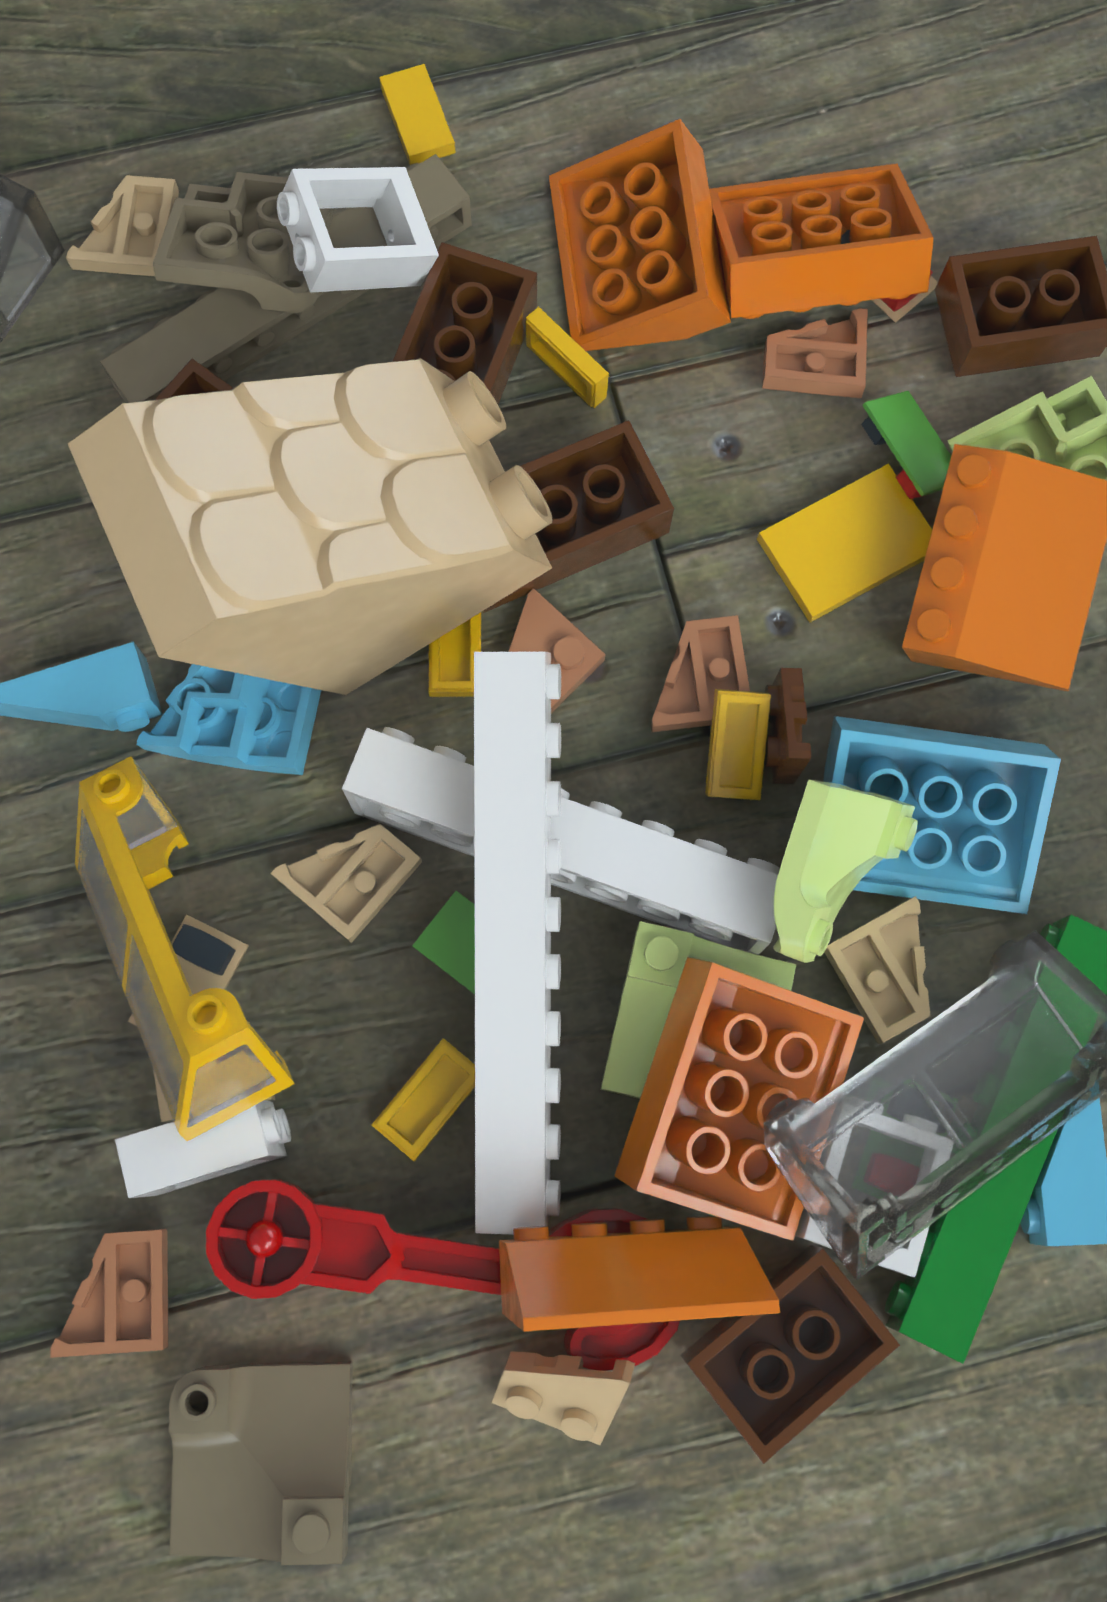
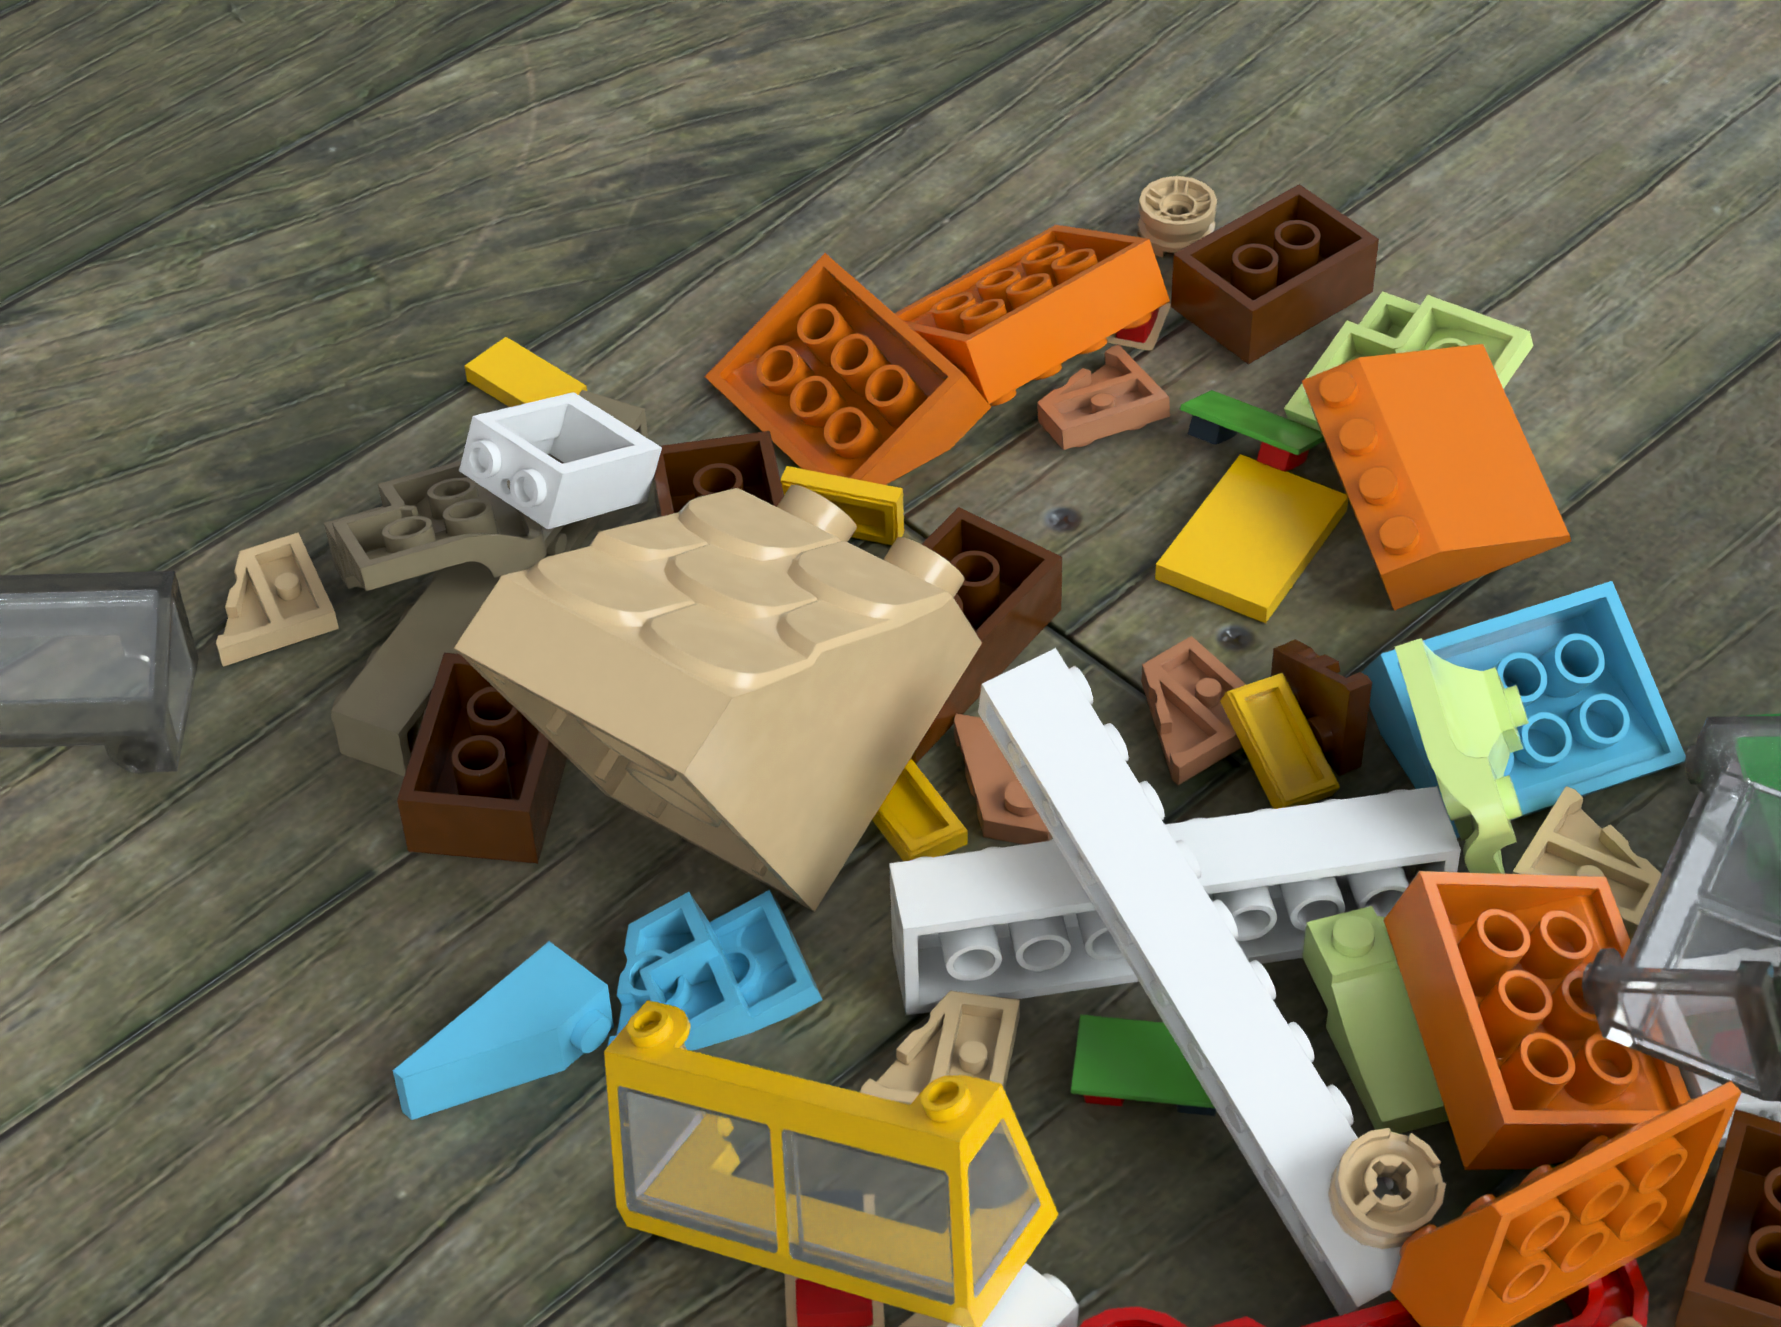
camera: 25 degrees left, 30 degrees down
(427, 1100) = (1198, 1239): yellow tile -> none
(547, 1162) = (1394, 1218): none -> tan wheel
(995, 204) = (1176, 213): none -> tan wheel

